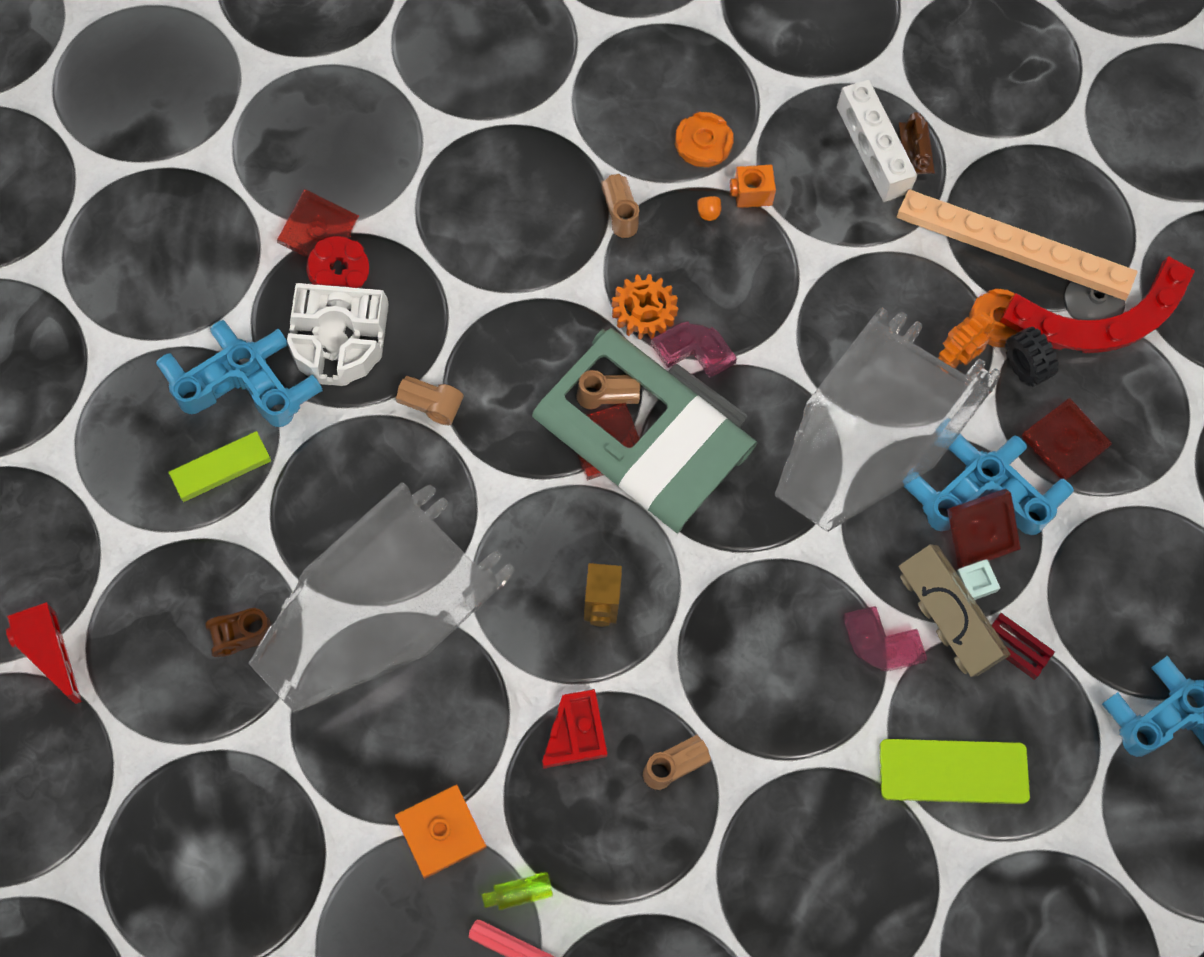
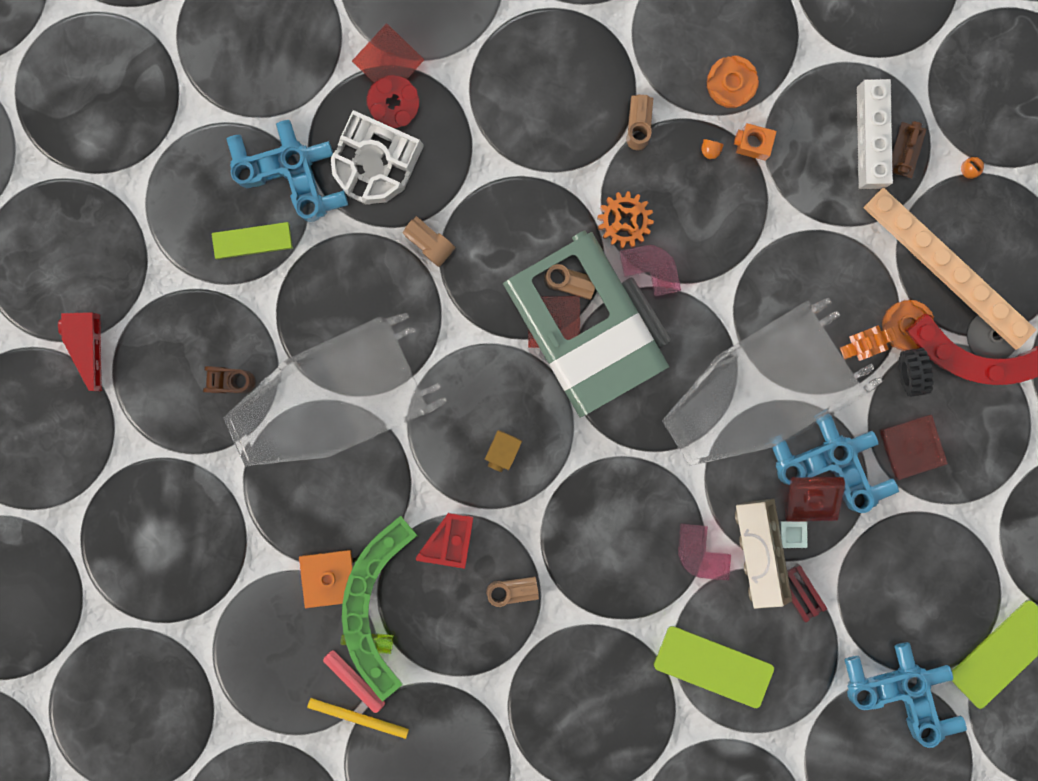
camera: 30 degrees right, 20 degrees up
(489, 849) = (356, 607): none -> bright green plate
(992, 143) = (969, 170): none -> orange hinge

